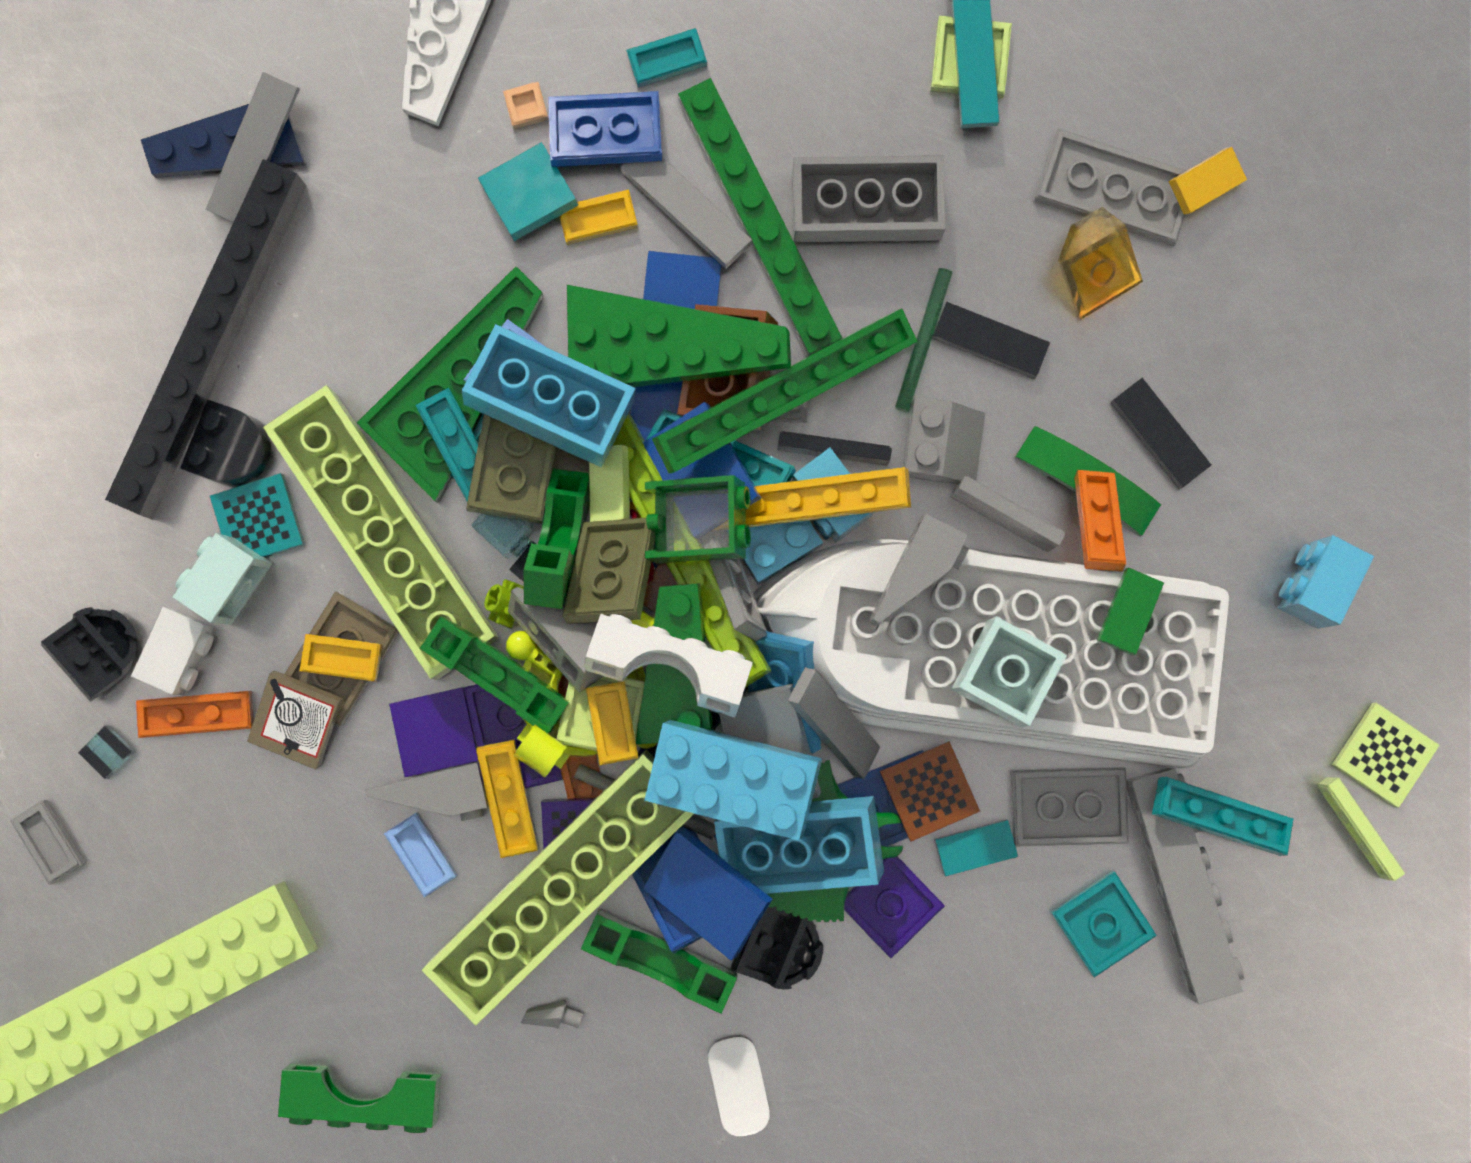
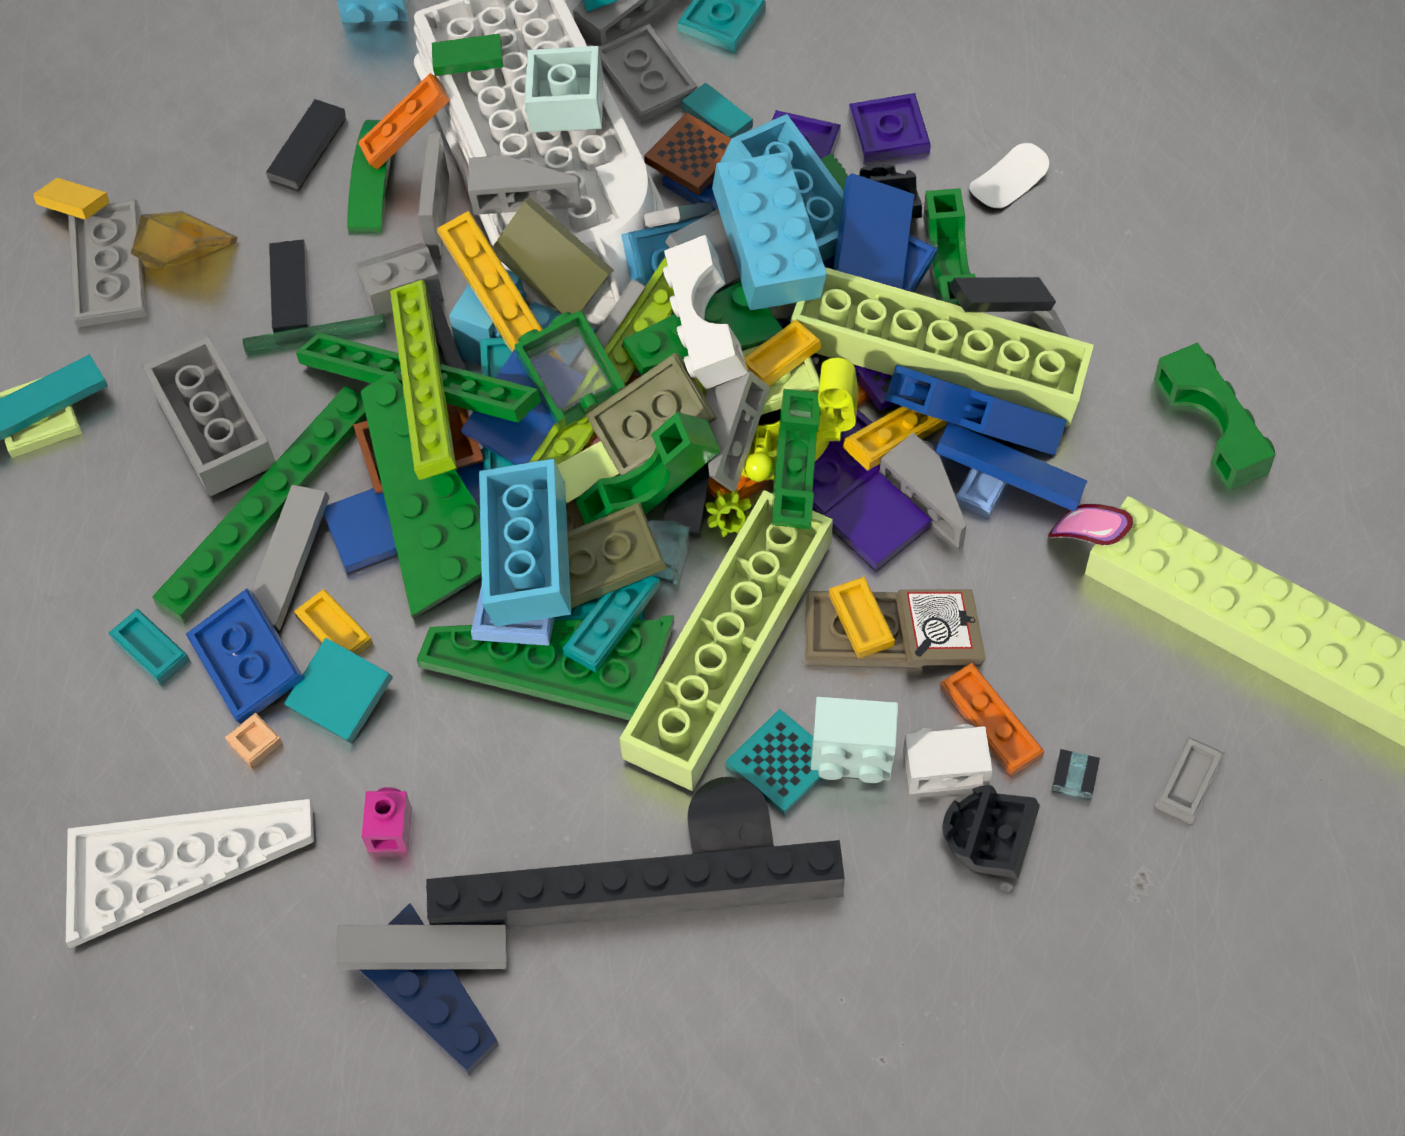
camera: 115 degrees left, 25 degrees down
(305, 905) = (1094, 524): none -> sticker
(382, 174) = (386, 820): none -> dark pink brick
(407, 875) = (1011, 466): none -> blue tile
(468, 881) = (975, 410): none -> blue slope
(576, 975) = (1002, 294): none -> black tile
(764, 385) = (422, 381): none -> lime tile
(824, 564) = (551, 259): none -> olive tile
(864, 1006) = (889, 127): none -> dark purple tile

